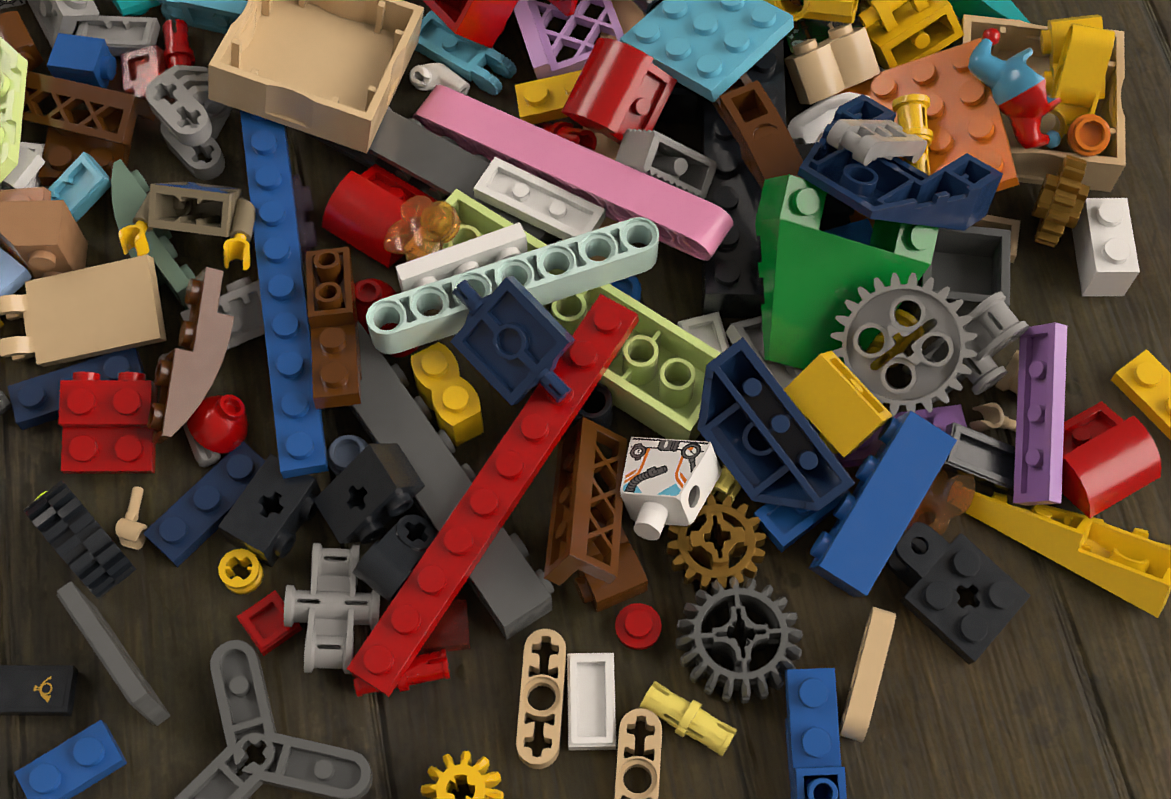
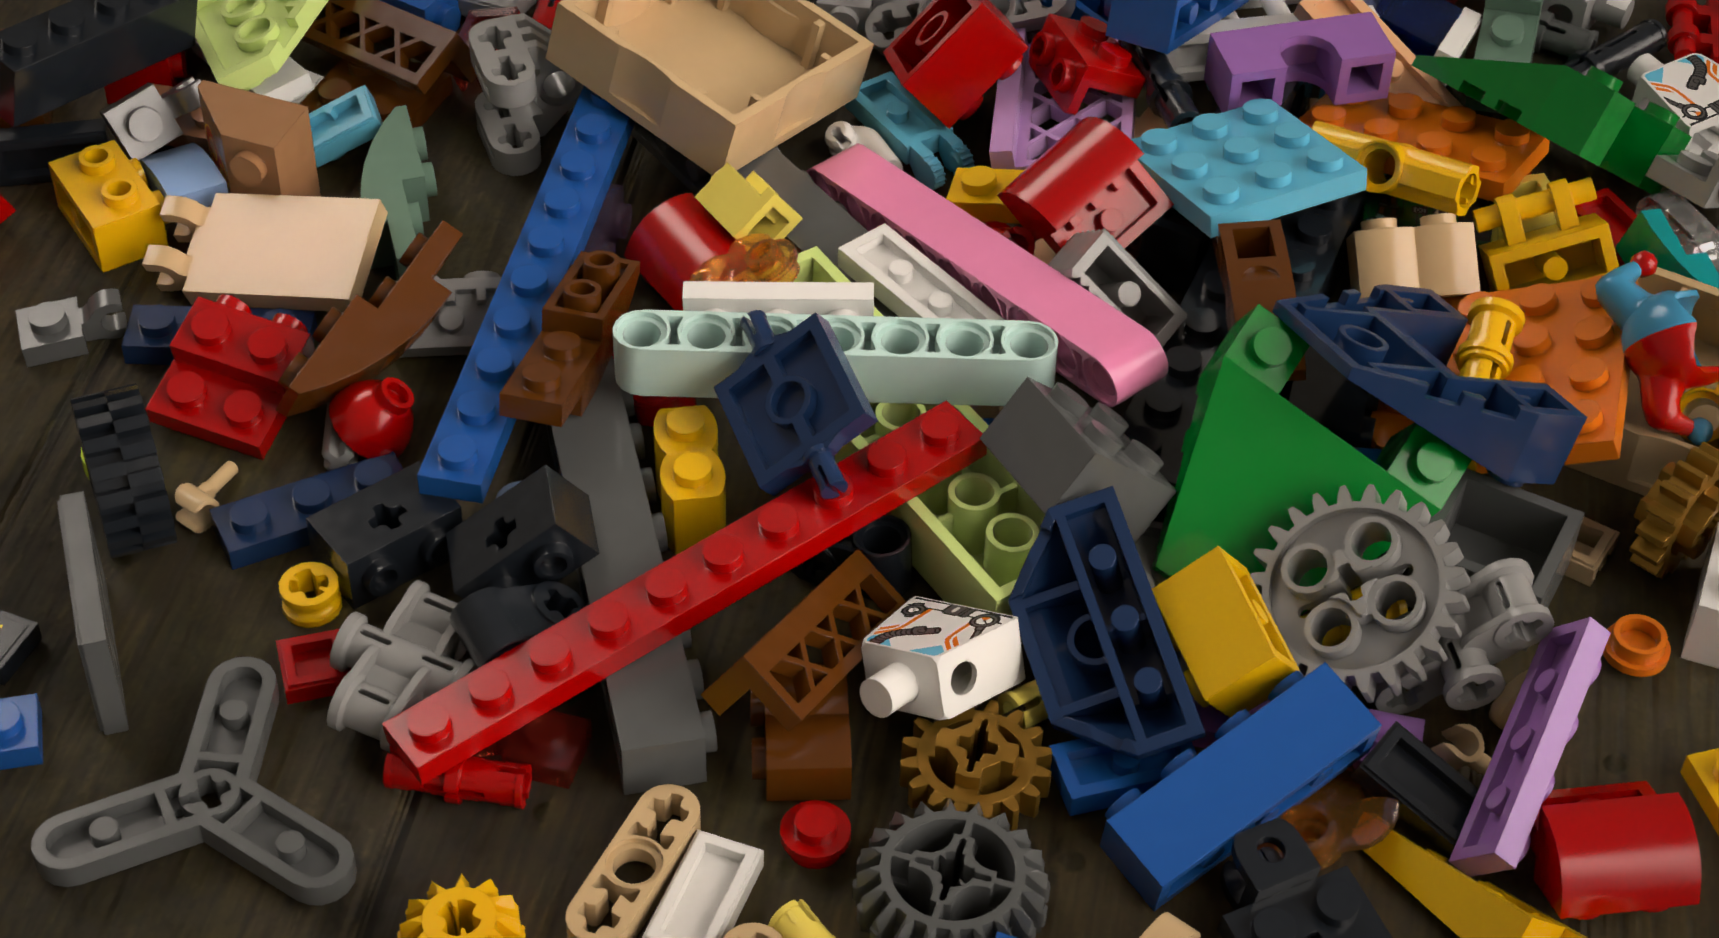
camera: 20 degrees right, 20 degrees down
(194, 210) = (462, 171): dark tan torso -> none
(395, 172) = (747, 205): none -> light yellow brick
(701, 311) = (1068, 450): none -> dark grey piece
(875, 139) = (1395, 302): light grey plate -> none
(1059, 302) = (1637, 646): none -> orange plate

